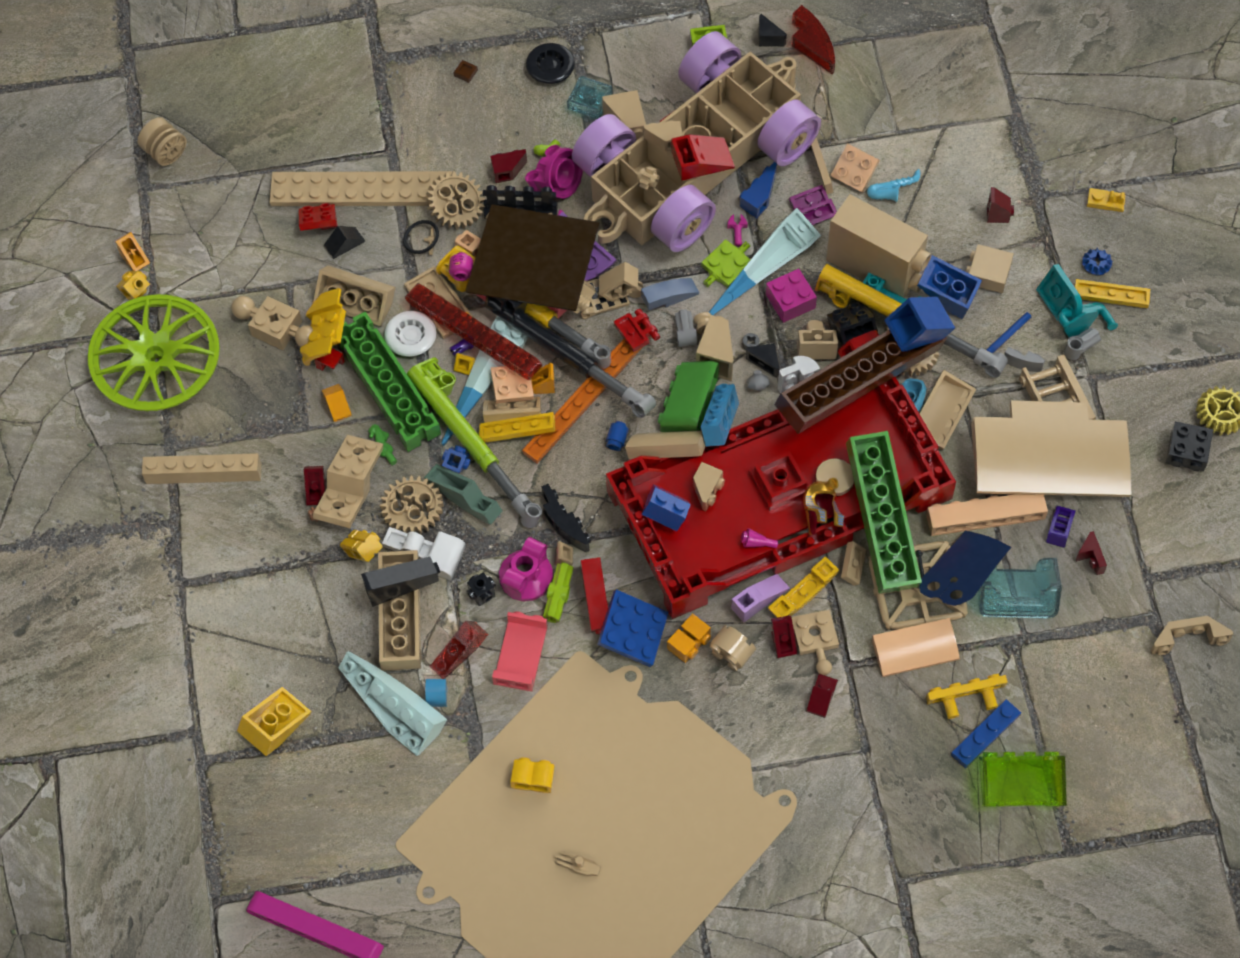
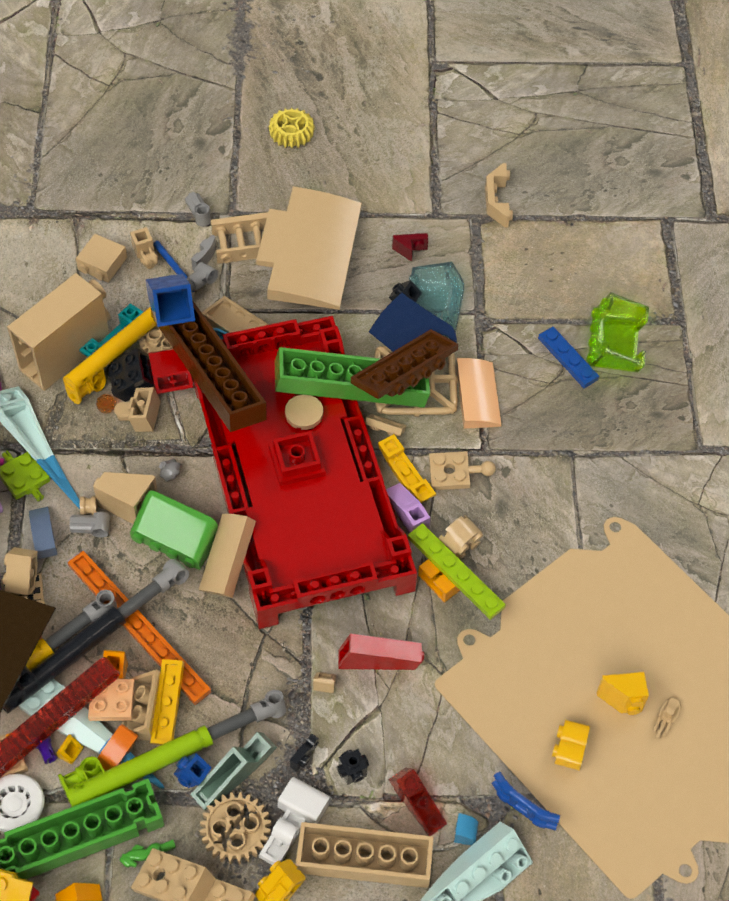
camera: 85 degrees left, 5 degrees down
(399, 579) = (342, 840): black slope -> none
(457, 749) = (538, 816): none -> blue piece
(467, 397) = (117, 747): none -> orange slope
(486, 546) = (301, 757): none -> black plate
(520, 651) = (429, 740): coral panel -> none
(529, 584) = (334, 733): dark pink piece -> none
(558, 592) = (369, 691): lime piece -> none
(564, 523) = (294, 671): black slope -> none
(589, 817) = (624, 692): none -> yellow slope
(616, 436) = (198, 607): blue brick -> none
(631, 331) = (83, 570): red plate -> none
(633, 628) = (424, 624): blue plate -> none
(666, 508) = (312, 556): blue slope -> none
(691, 646) = (456, 571): none -> lime plate
(706, 483) = (290, 521): tan slope -> none
(720, 415) = (210, 500): dark azure brick -> none
(750, 336) = (120, 464): dark grey bush -> none
(753, 539) = (357, 492): dark pink cone -> none
(764, 357) = (146, 456): black slope -> none
(783, 636) = (452, 495): dark red slope -> none
(791, 295) = (80, 423): dark pink brick -> none
(799, 370) = (176, 427): white brick -> none
(819, 502) = (331, 427): piece -> none
(820, 312) = (105, 403): none -> clear orange tile
(822, 695) = (515, 476): dark red slope -> none
(903, 555) = (405, 365): none -> reddish brown plate
(950, 284) = (121, 286): blue slope -> none
(974, 686) = (527, 367): yellow plate -> none
(985, 513) = (354, 311): light nougat brick -> none
(999, 207) = (37, 239): dark red slope -> none
(1015, 303) = (144, 247): none -> tan brick
(1019, 562) = (407, 288): none -> black brick
(1059, 537) = (385, 269): dark purple slope -> none
(1067, 305) = (155, 207): teal plate -> none
(1090, 264) = (118, 187): blue gear -> none
(1106, 200) = (53, 162): yellow plate -> none
(1113, 293) = (153, 178): yellow plate -> none
(1189, 446) = (322, 155): black brick -> none

